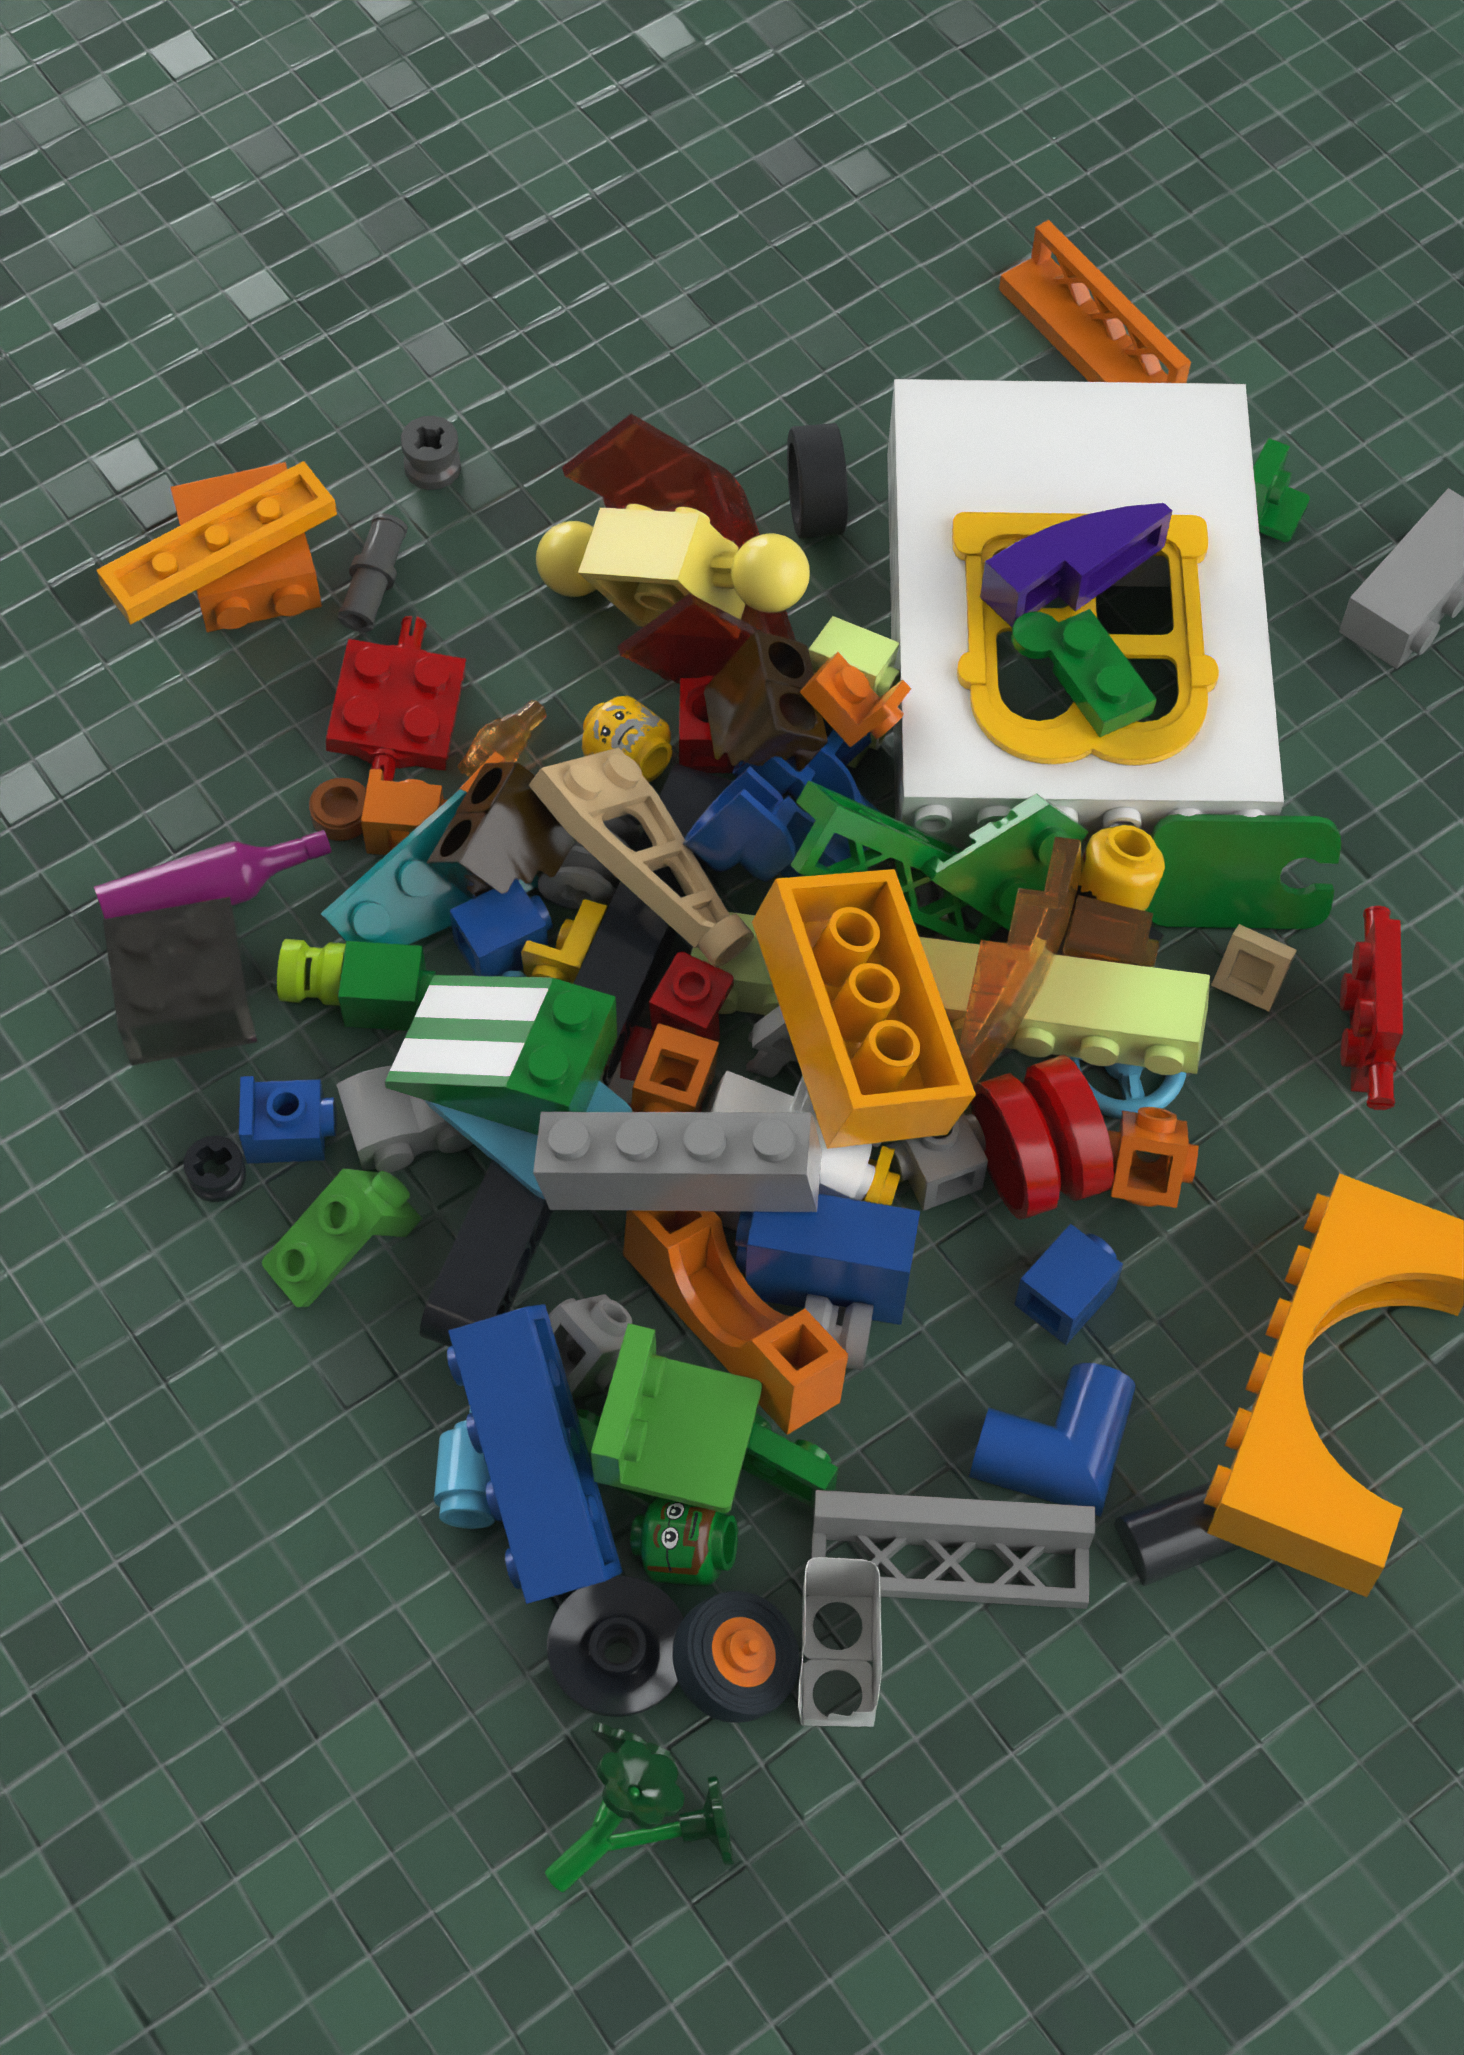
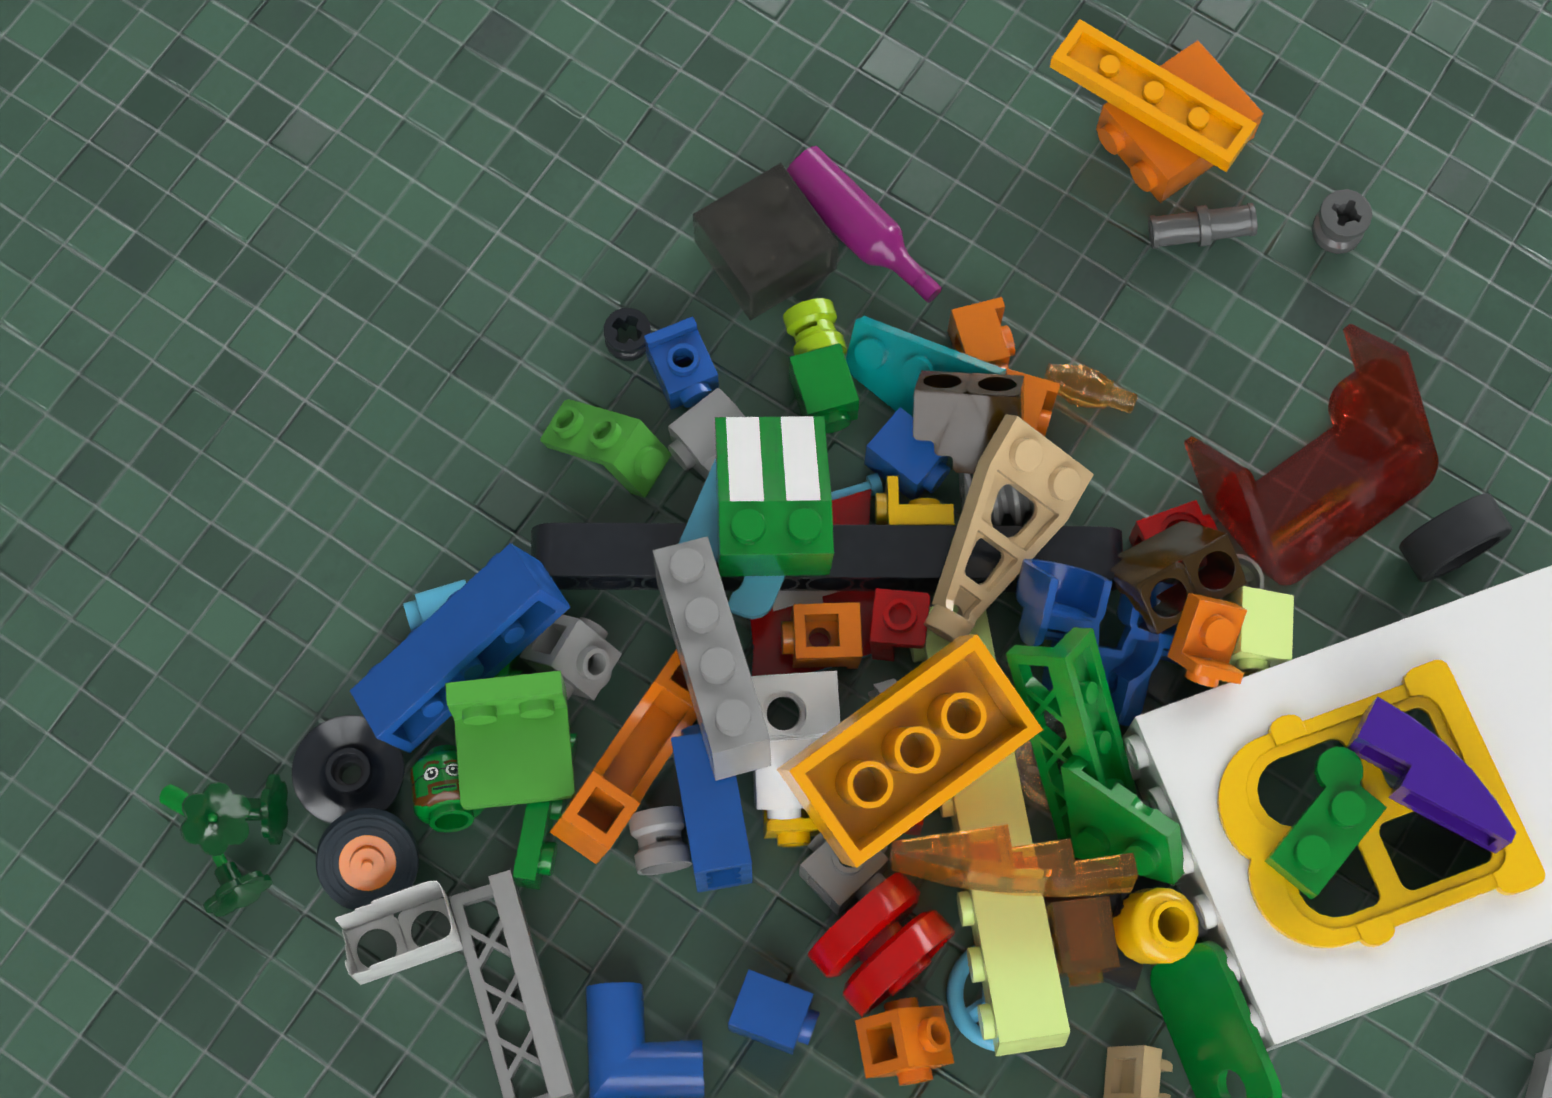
camera: 70 degrees right, 10 degrees up
(338, 808) = (973, 286): dark orange tile -> none
(396, 703) = (1087, 295): red plate -> none
(633, 729) = (1125, 482): yellow head -> none
(657, 558) = (1292, 451): light yellow brick -> none

